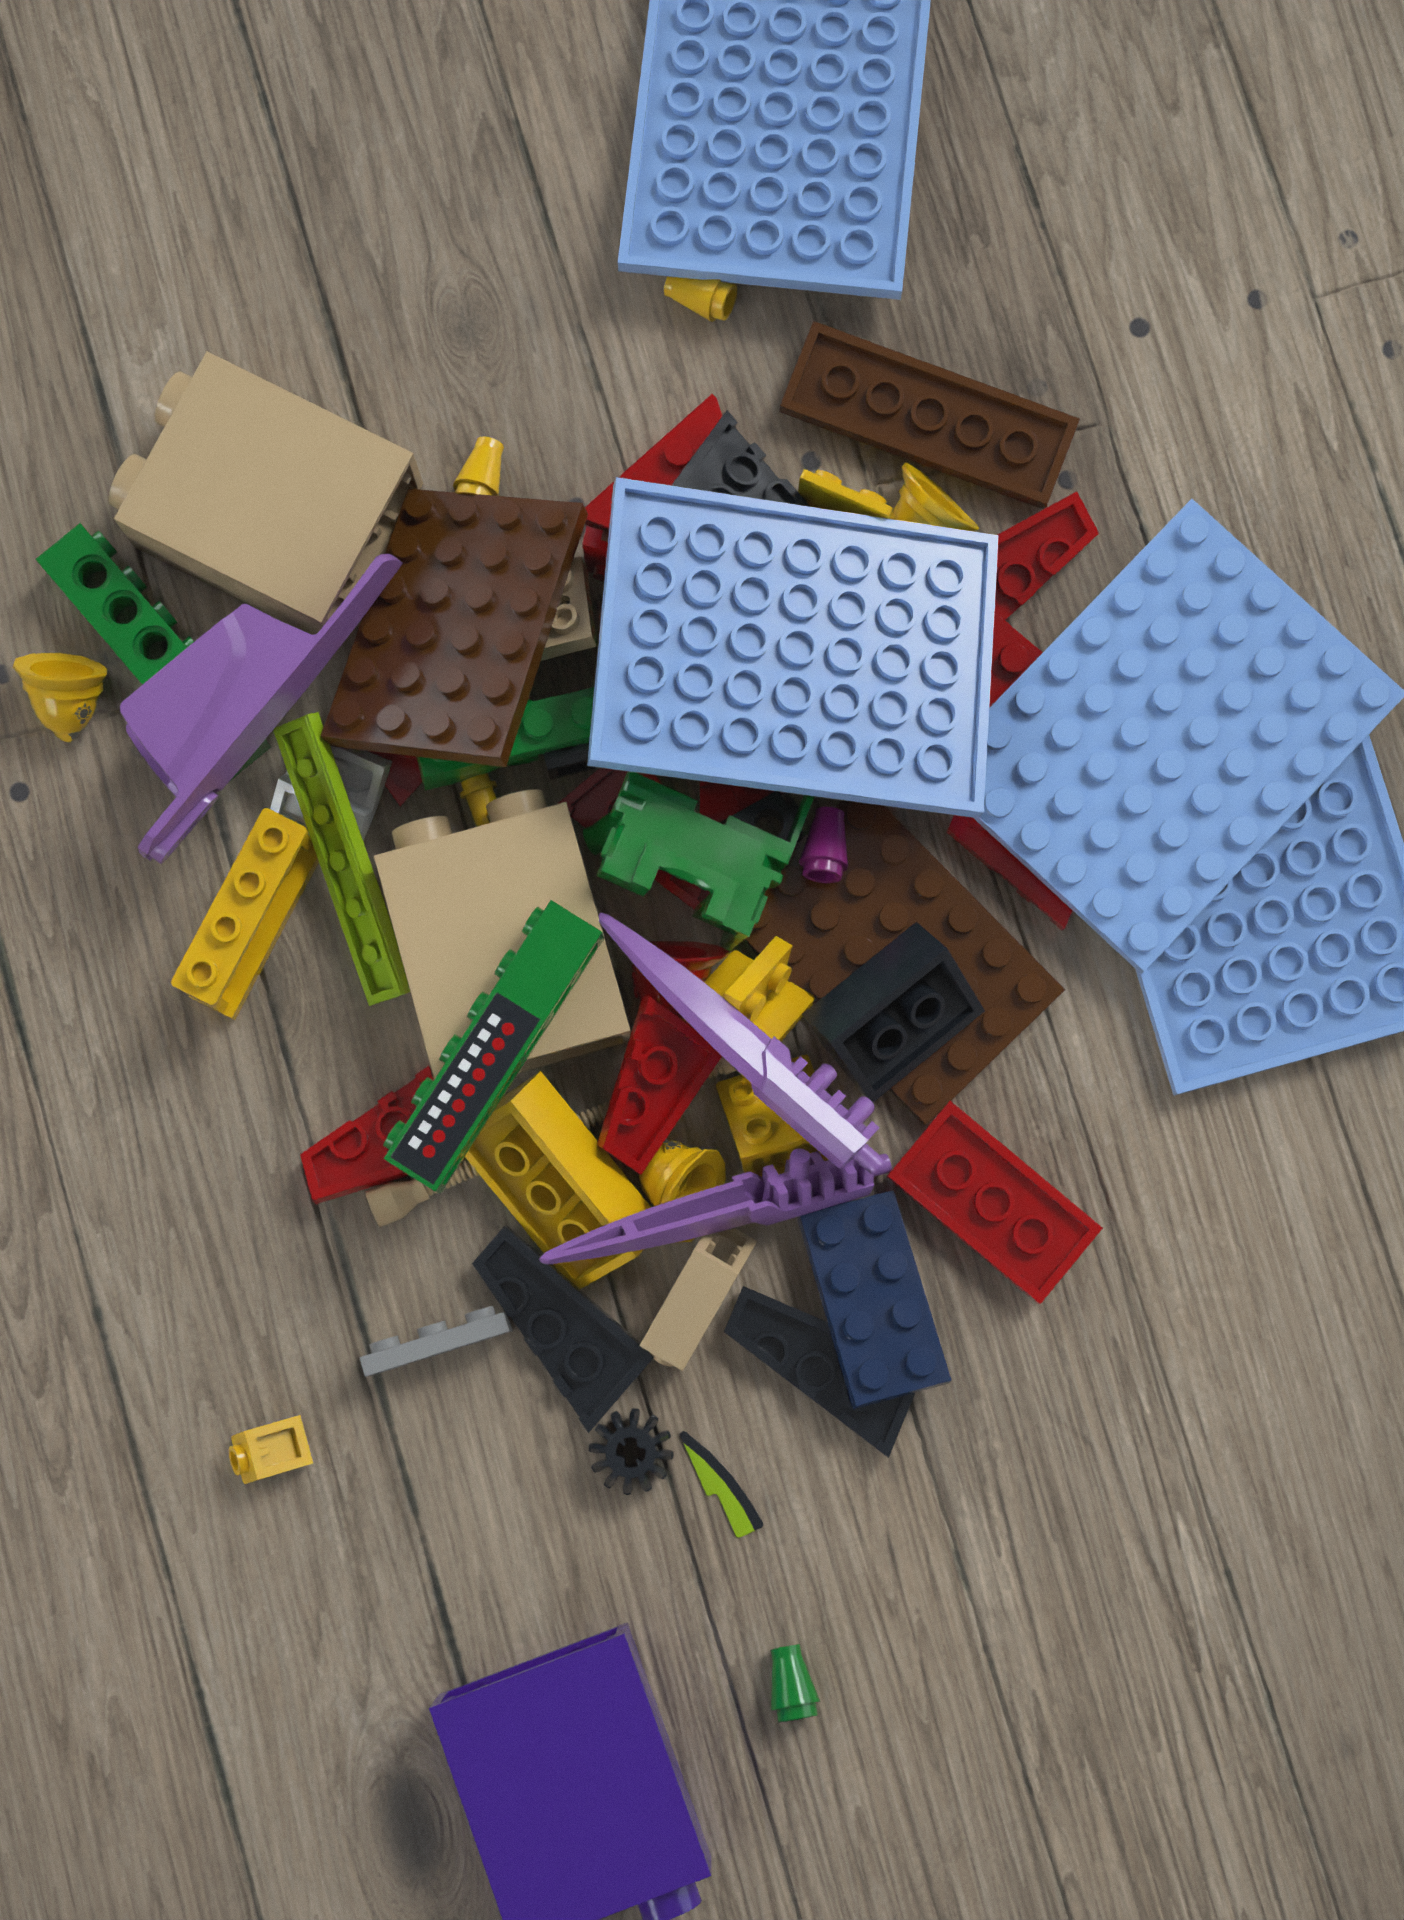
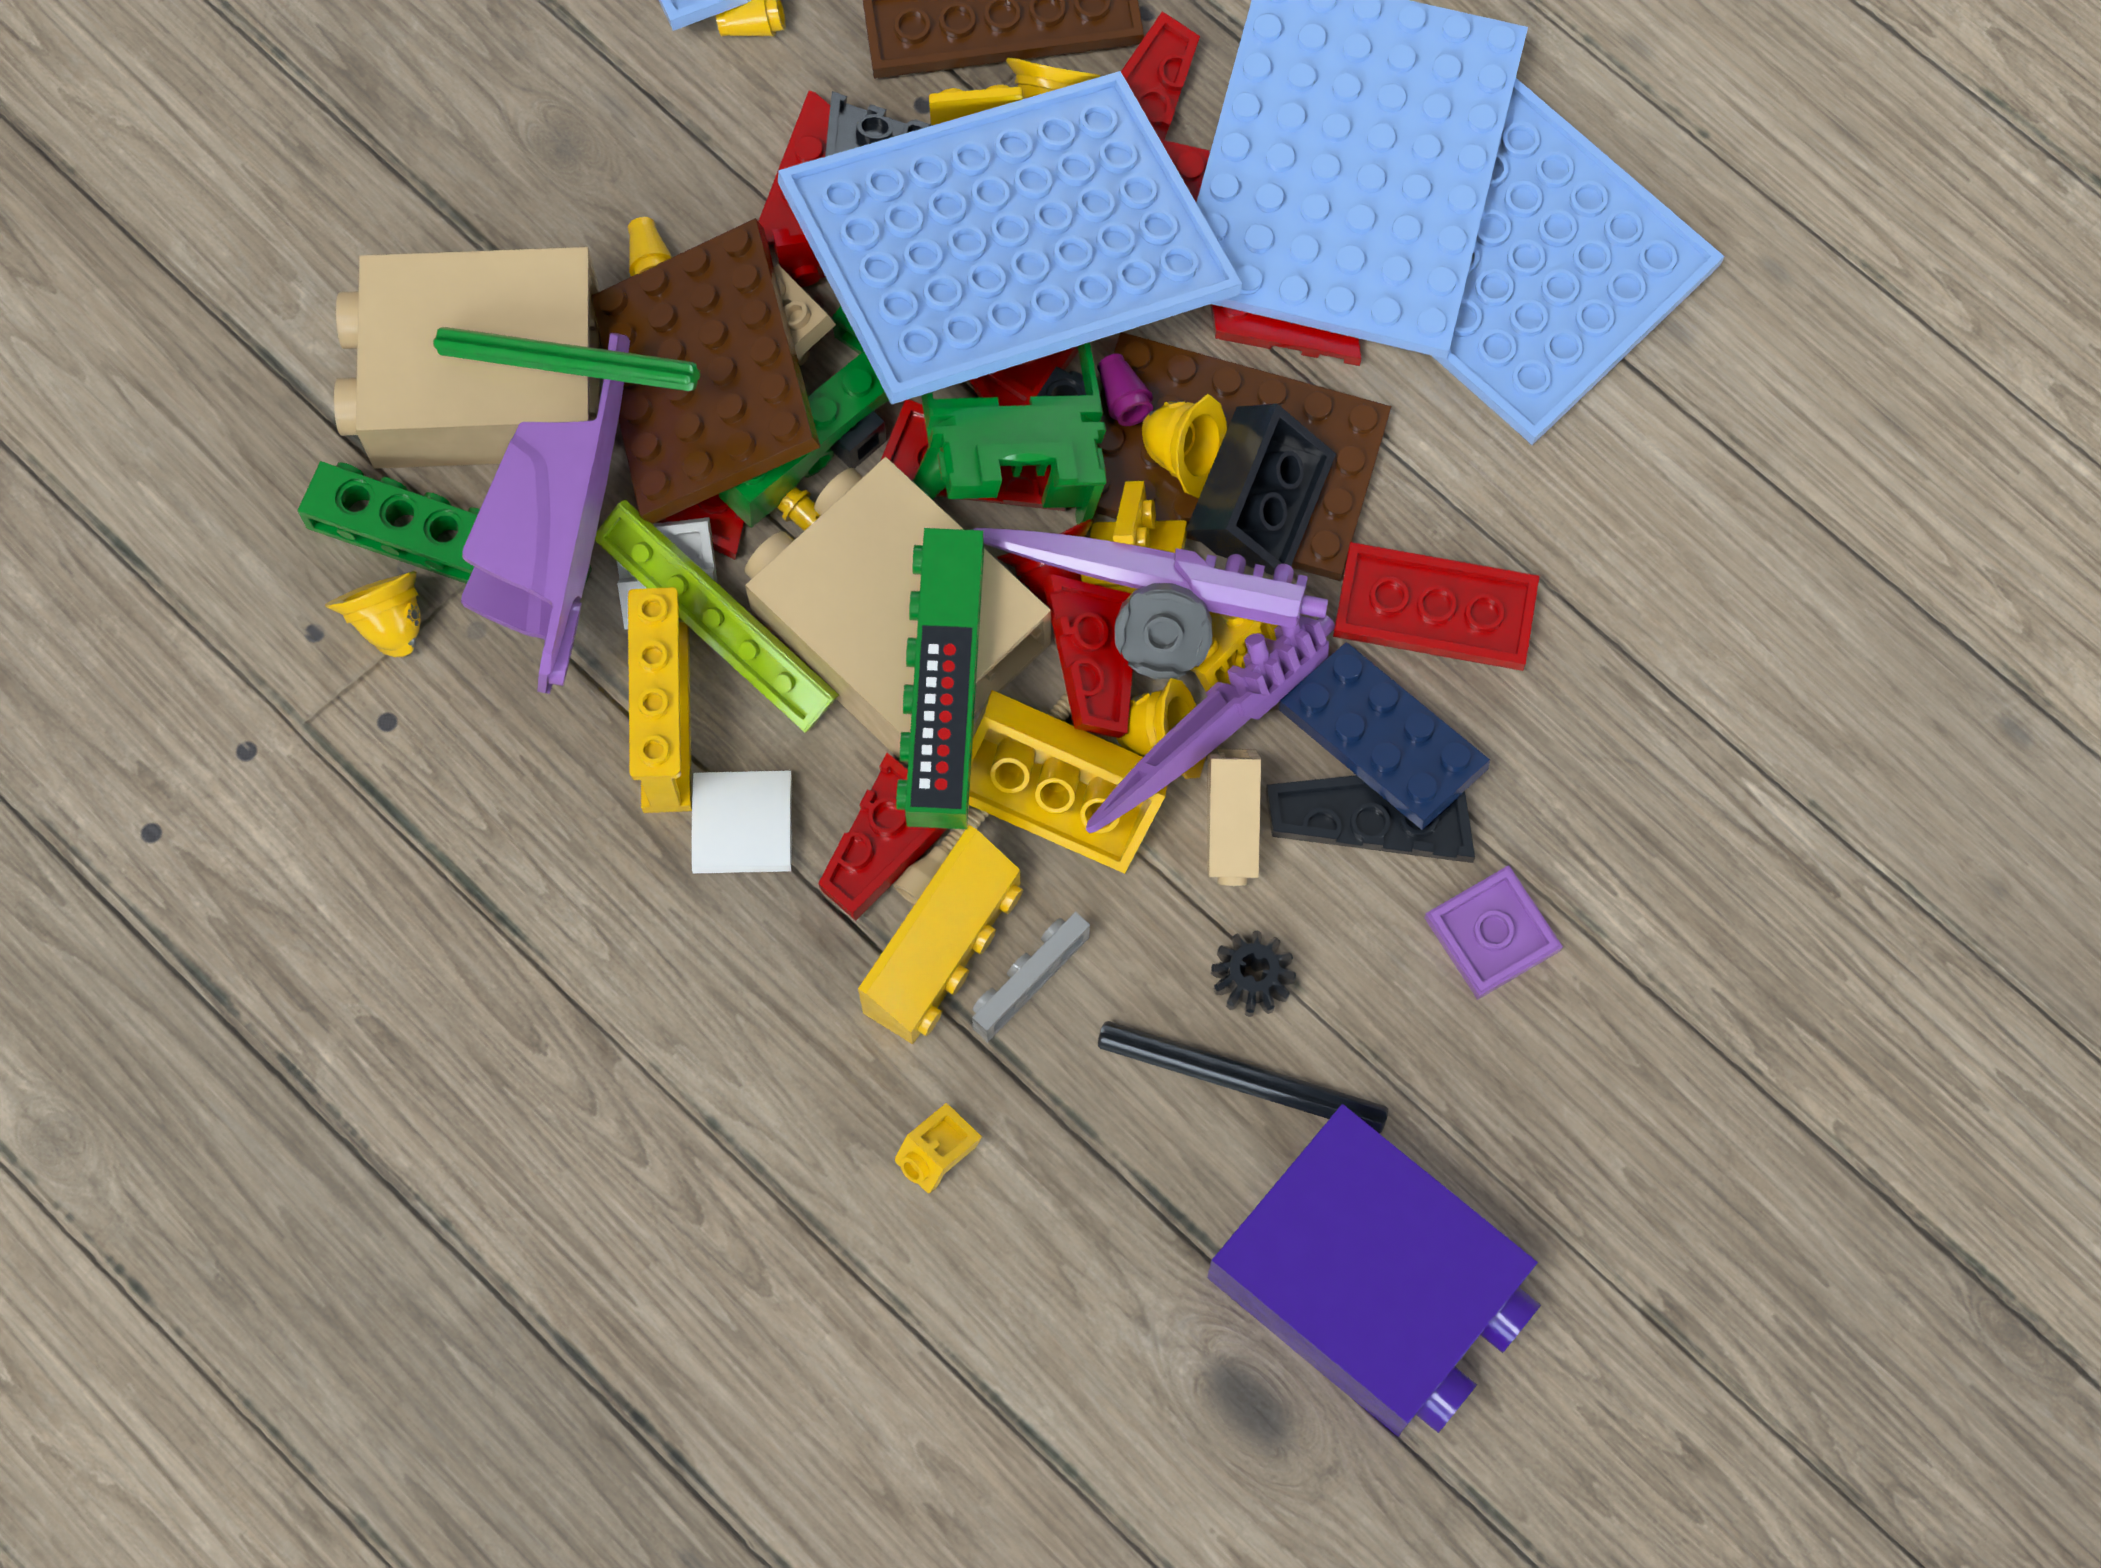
camera: 30 degrees left, 10 degrees down
(268, 1058) = (741, 822): none -> white slope
(324, 561) = (567, 358): none -> green axle
(374, 1267) = (940, 937): none -> yellow slope
(570, 1537) = (1236, 1074): none -> black axle
(571, 1335) = (1140, 906): black wing -> none
(719, 1481) = (1342, 963): sticker -> none
(721, 1104) = (1163, 630): none -> dark grey tile
(791, 1685) = (1508, 1093): green cone -> none
(851, 929) = (1186, 439): none -> yellow piece
(868, 1530) = (1493, 932): none -> medium lavender tile

